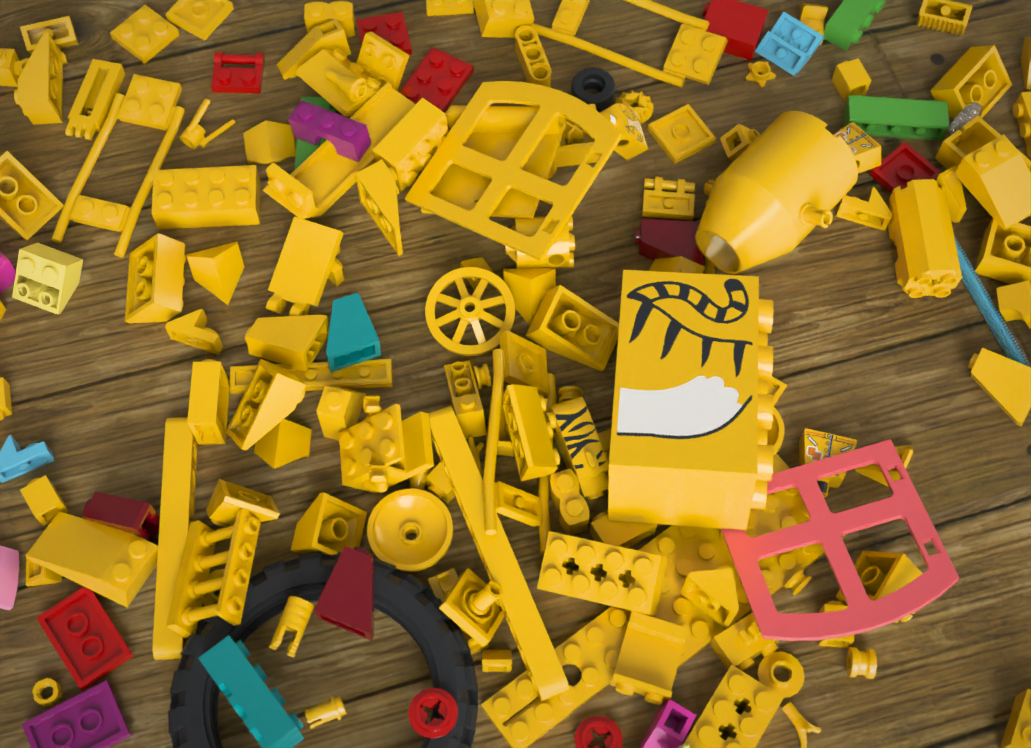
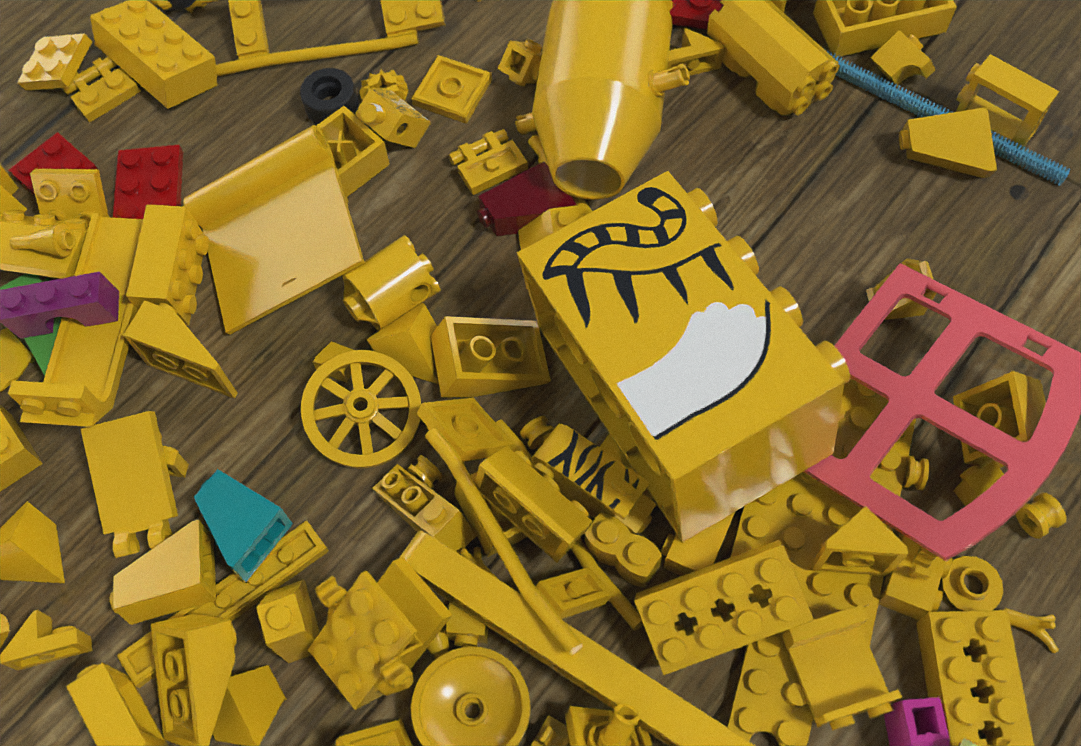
camera: 30 degrees left, 0 degrees up
(509, 173) = (304, 229): yellow window -> none
(532, 56) = (241, 101): yellow beam -> none
(821, 445) = (833, 316): yellow torso -> none

